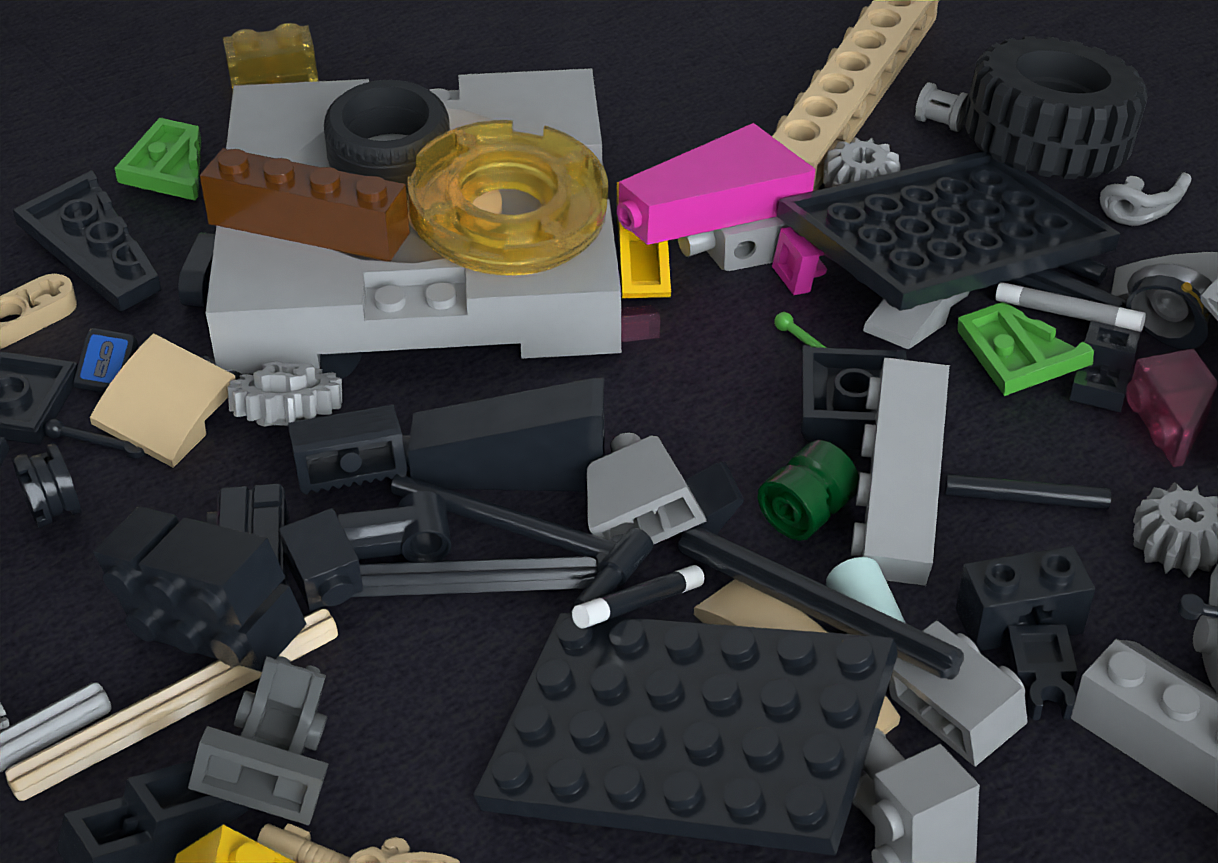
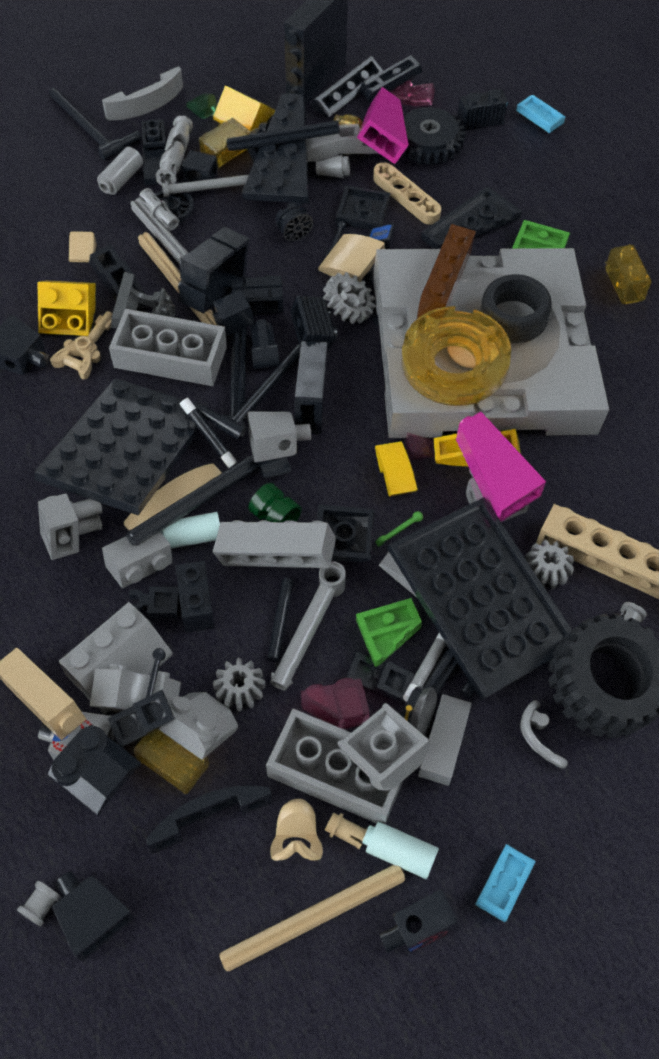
camera: 90 degrees right, 15 degrees up
(402, 683) = (168, 347): none -> light grey brick
(683, 338) = (396, 468): none -> yellow slope
(1044, 446) = (326, 591): none -> light grey piece

